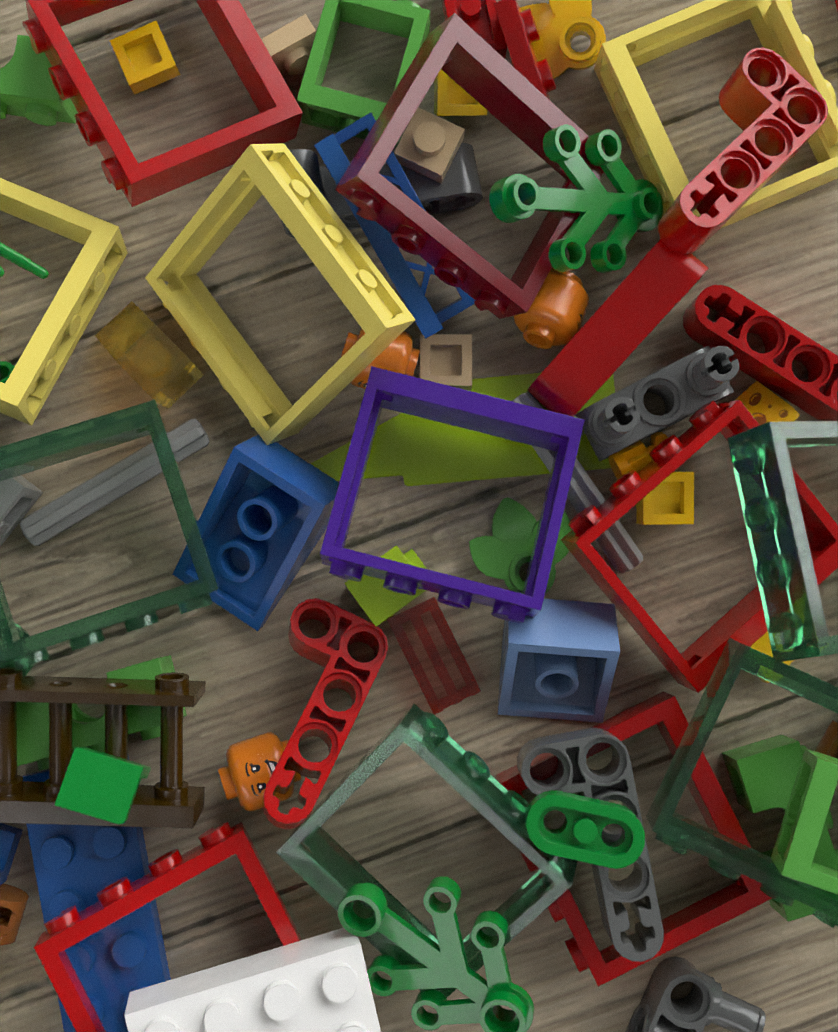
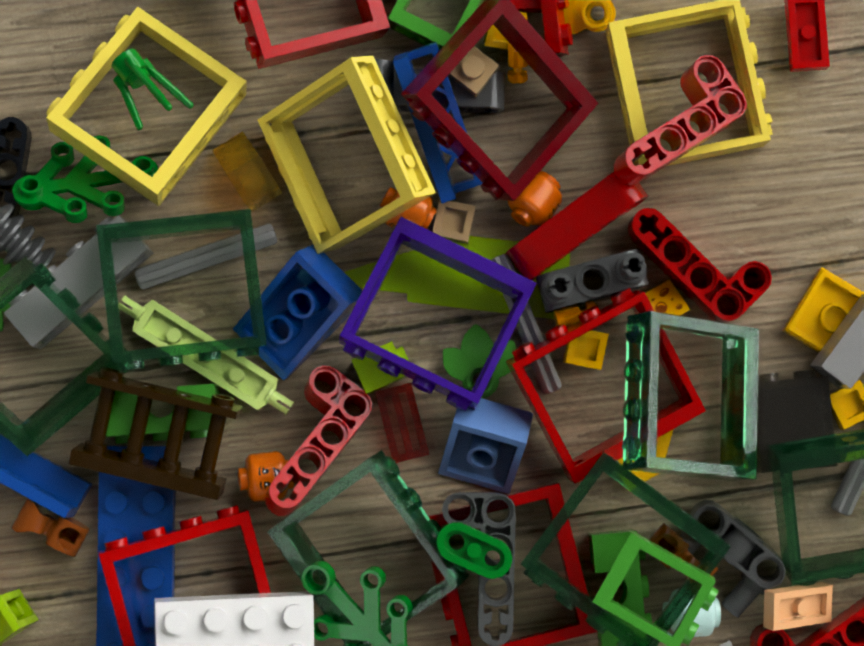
camera: 10 degrees right, 0 degrees up
(100, 785) = (166, 456): green panel -> none
(186, 638) = (231, 372): none -> yellowish green plate
(485, 125) = (517, 74): none -> light orange piece
(635, 205) = (575, 132): green plant -> none

